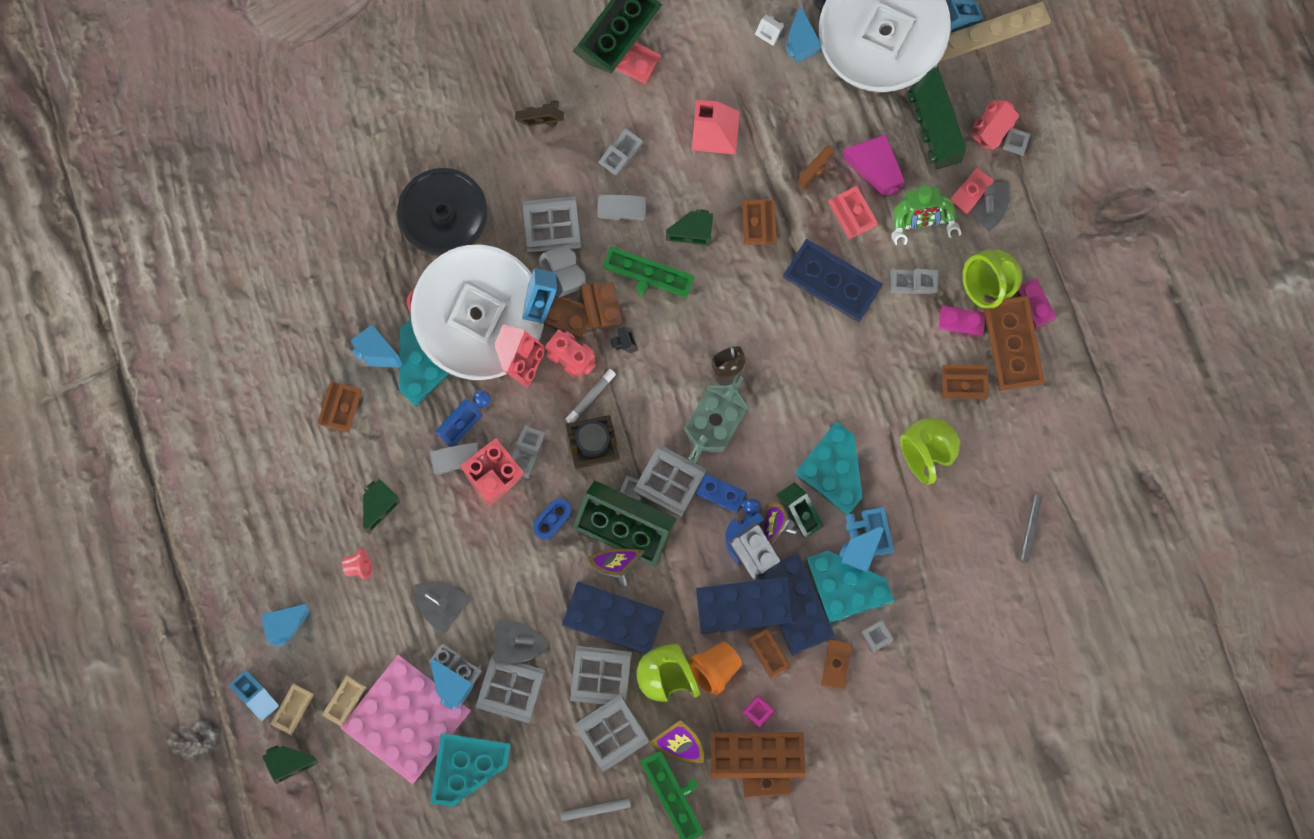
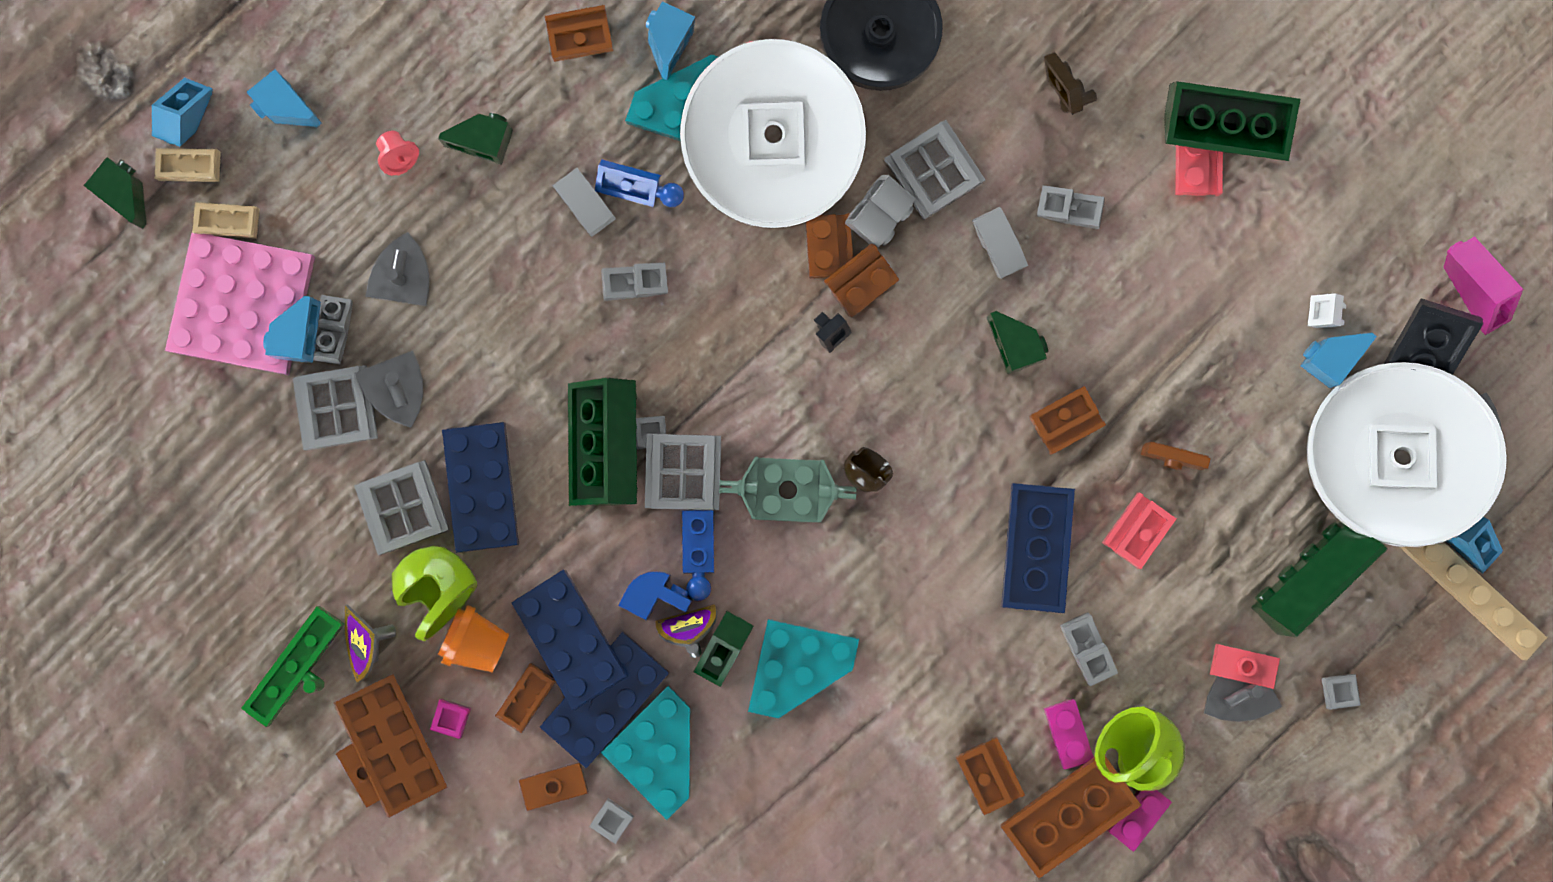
camera: 65 degrees right, 10 degrees up
(464, 766) = (213, 401): teal plate -> none
(492, 471) = (583, 251): coral slope -> none
(519, 354) = (744, 210): coral slope -> none
(539, 295) = (832, 197): dark azure slope -> none
(551, 519) = (565, 354): blue plate -> none
(565, 350) = (779, 283): coral brick -> none
(589, 398) = (741, 324): light grey bar -> none
(592, 441) = (684, 354): piece -> none
(596, 809) = (238, 581): light grey bar -> none
(612, 733) = (336, 555): light grey piece -> none
(615, 563) = (544, 456): shield -> none
(648, 273) = (931, 316): green plate -> none
(715, 127) = (1161, 306): coral slope -> none
(754, 551) = (637, 619): flat silver plate -> none
(861, 550) = (705, 752): dark azure slope -> none
(871, 520) = (742, 757): dark azure plate -> none
(876, 165) = (1216, 530): dark pink slope -> none
(923, 209) = (1188, 618): bright green torso -> none
(929, 442) = (887, 767): lime piece -> none
(994, 124) = (1349, 654): coral brick -> none

